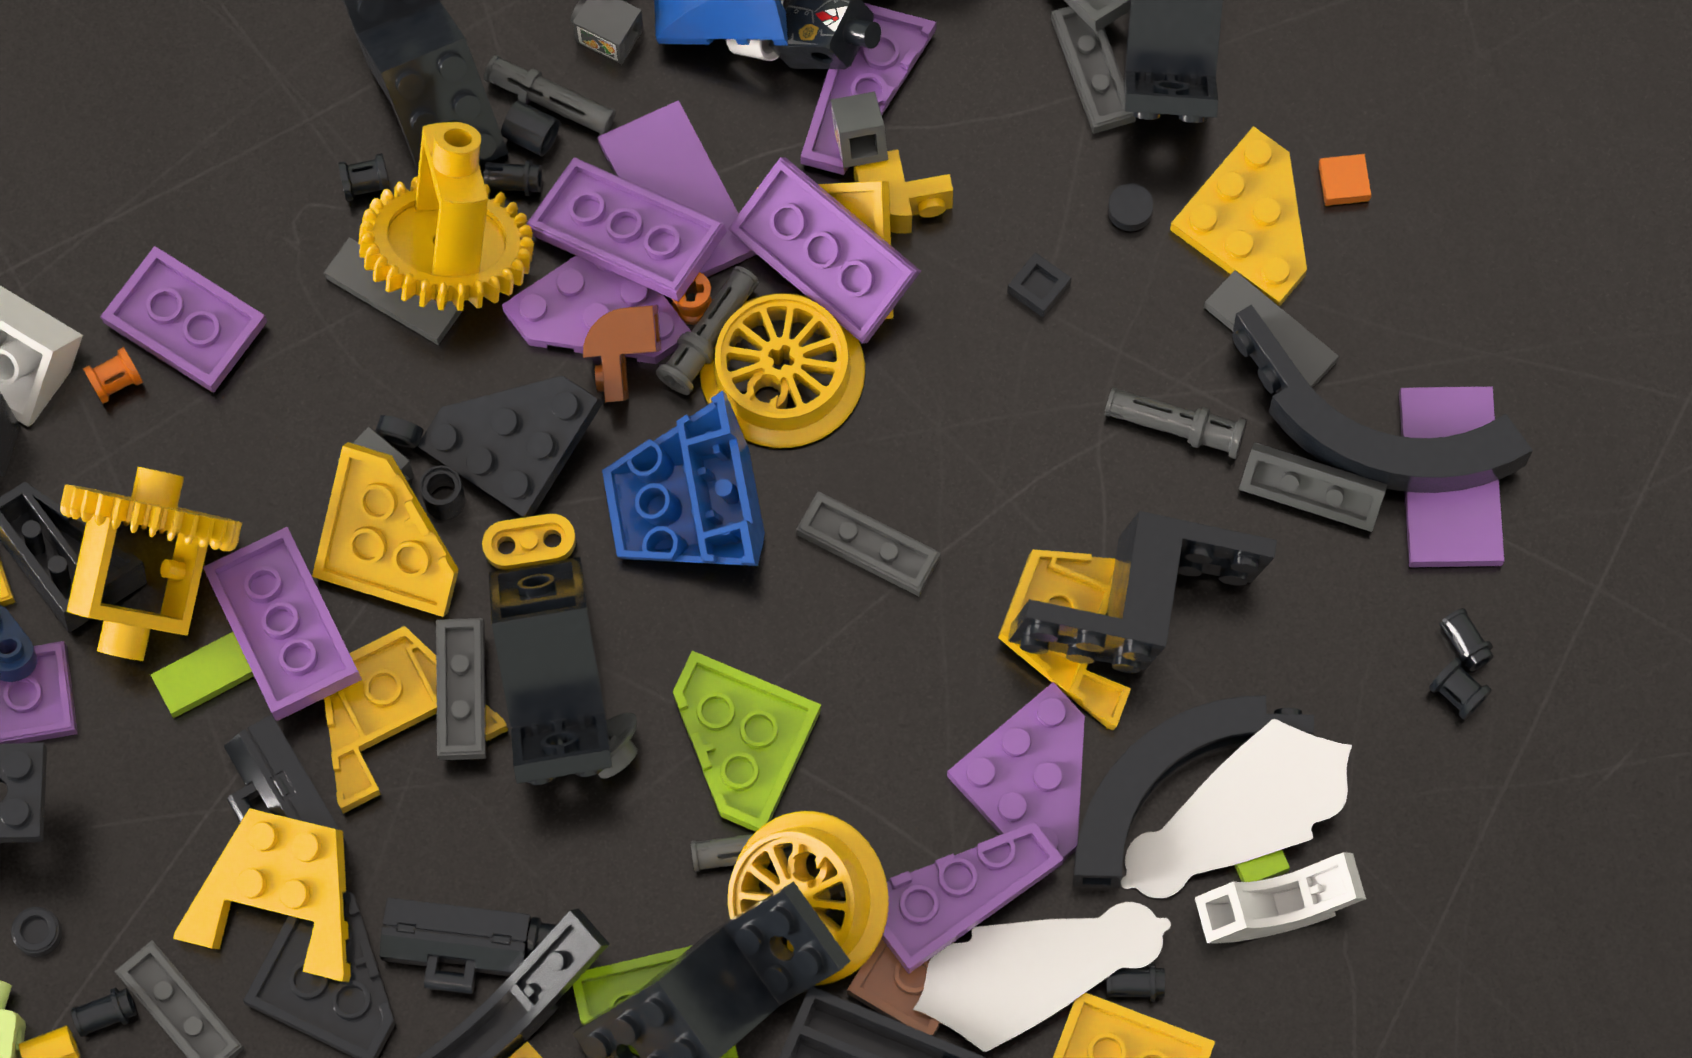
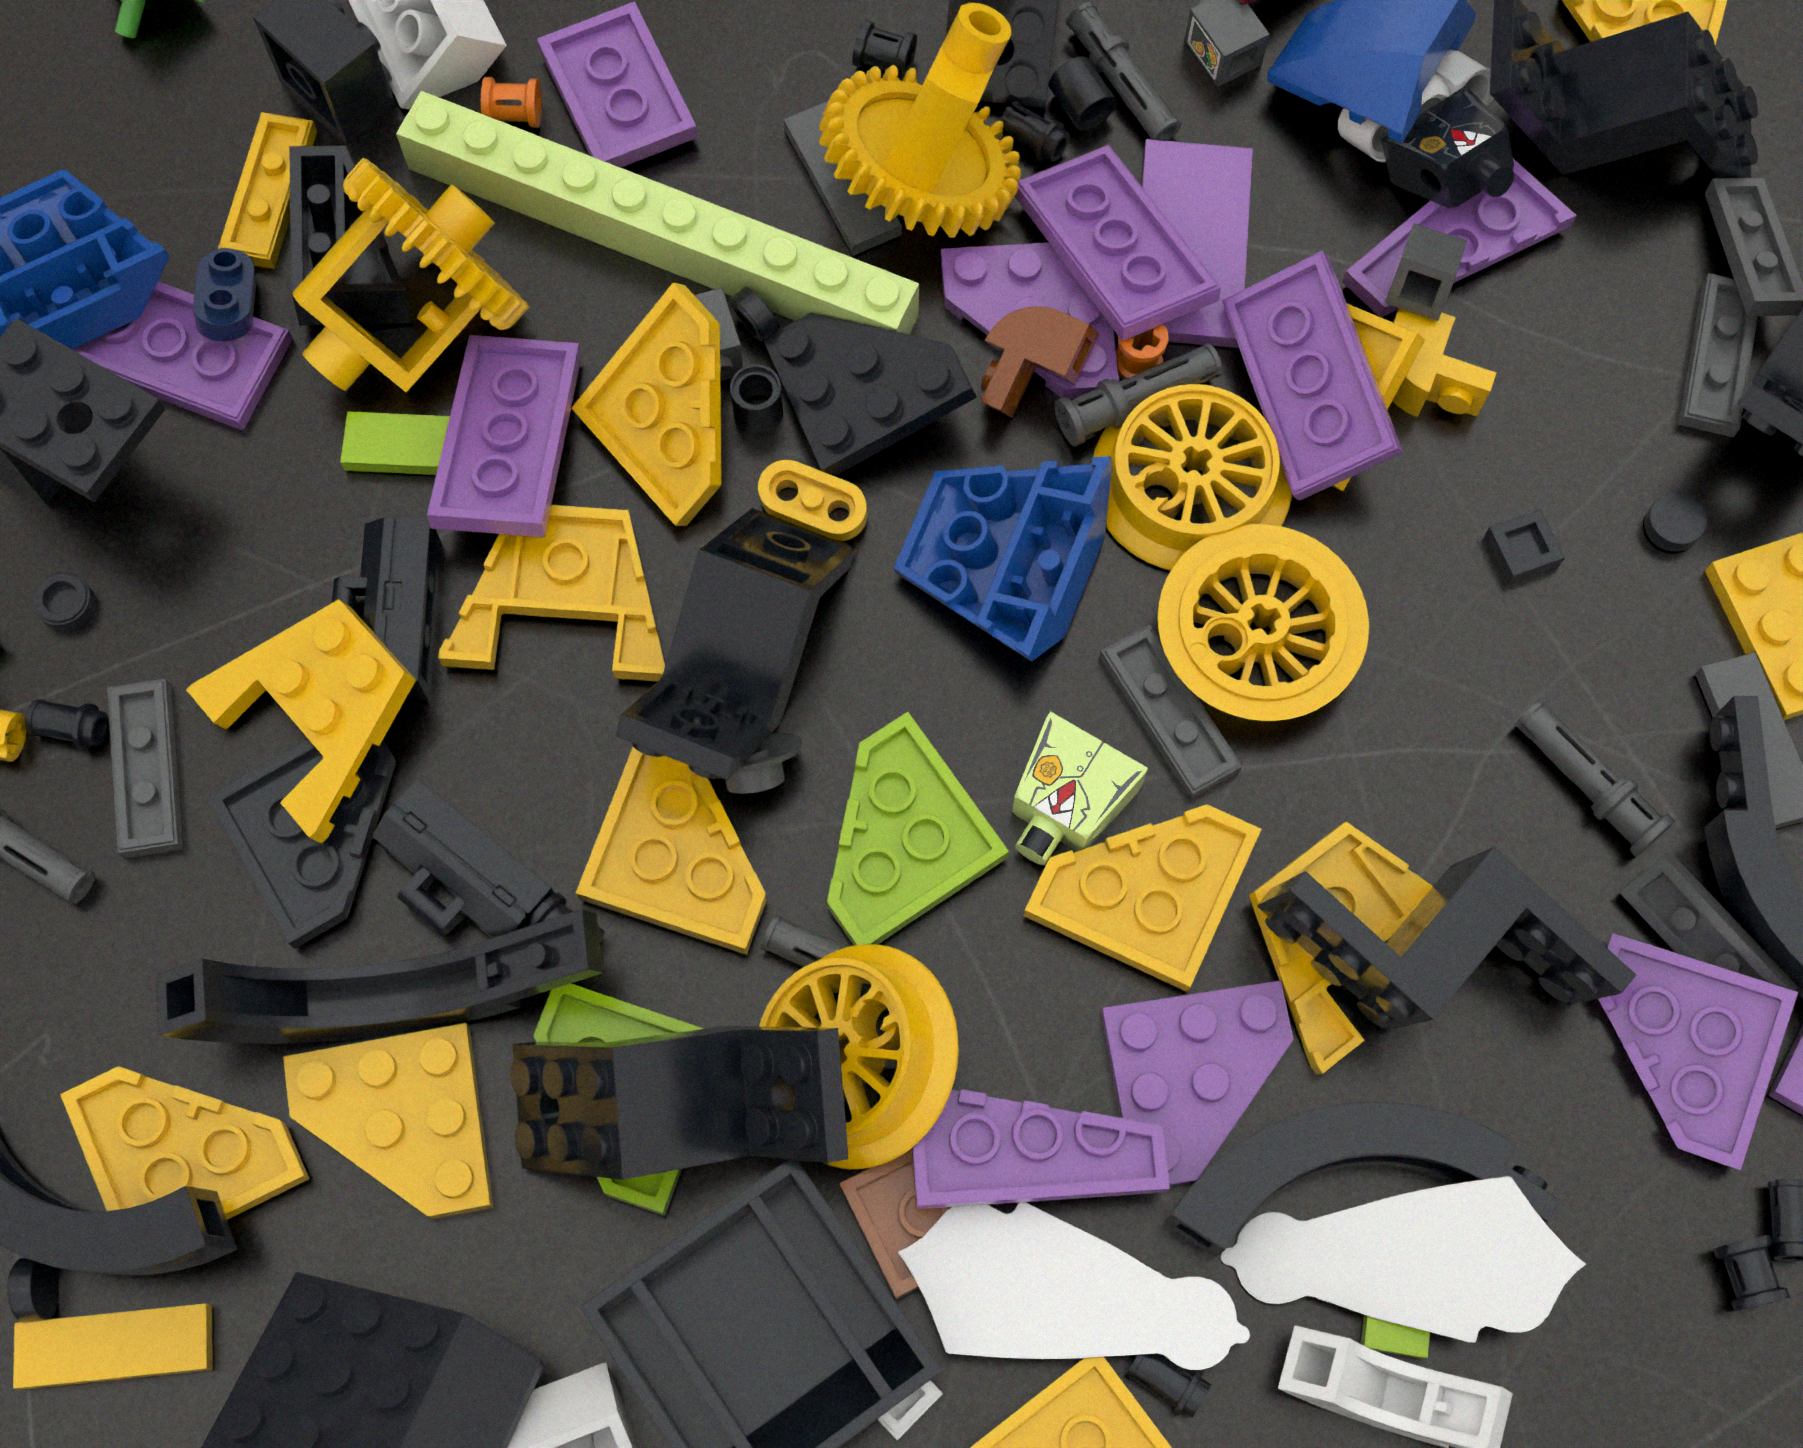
camera: 30 degrees right, 0 degrees up
(276, 406) = (648, 219): none -> yellowish green brick
(461, 689) = (637, 610): dark grey tile -> none
(594, 844) = (673, 857): none -> yellow plate
(836, 637) = (1071, 789): none -> yellowish green torso
(916, 391) = (1281, 556): none -> yellow piece
(930, 675) = (1149, 891): none -> yellow plate
(1344, 560) = (1699, 1044): none -> medium lavender plate

